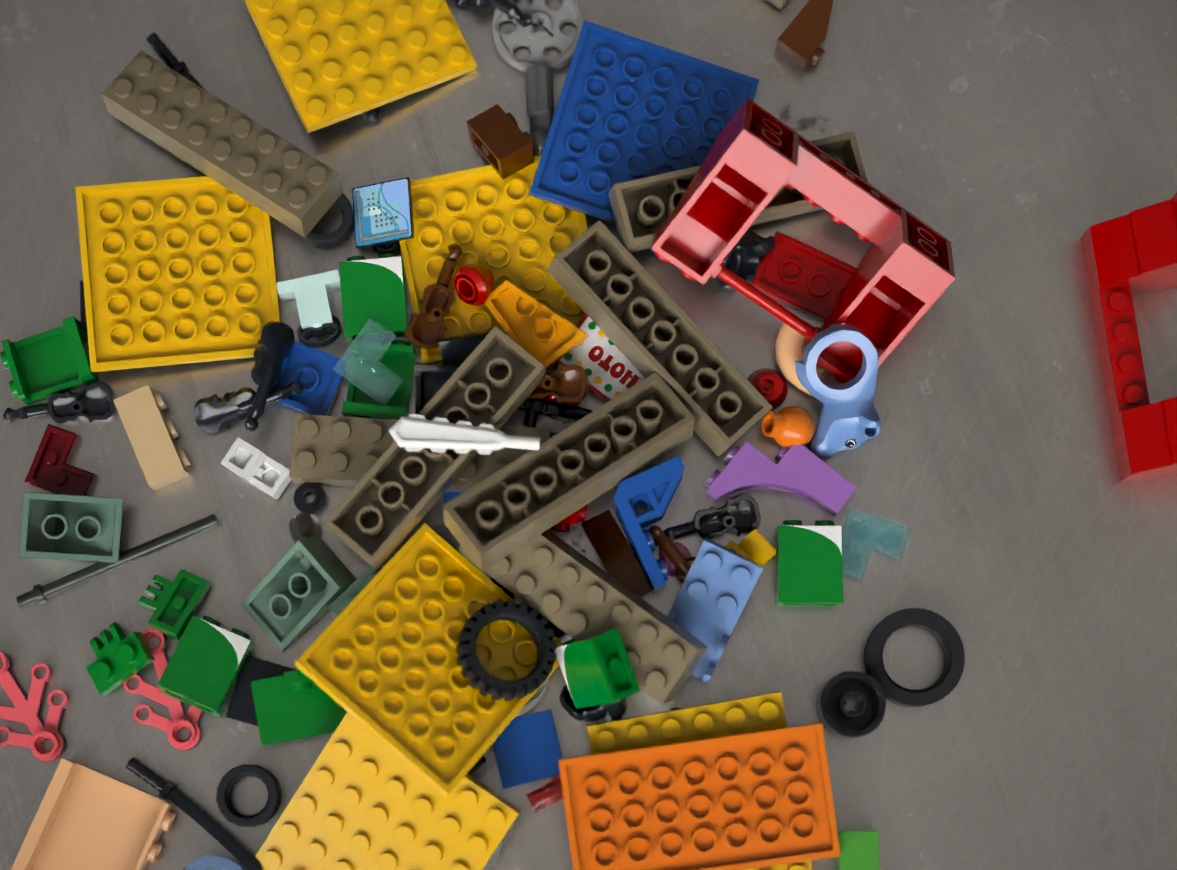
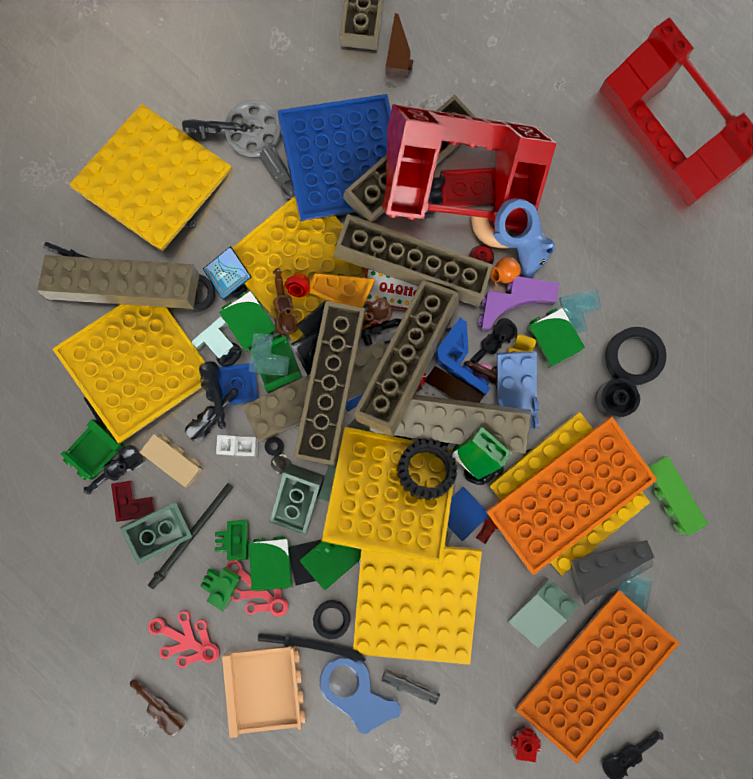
camera: 30 degrees left, 5 degrees up
(439, 435) = (330, 375): white sword -> none
(501, 141) = (268, 200): reddish brown brick -> none

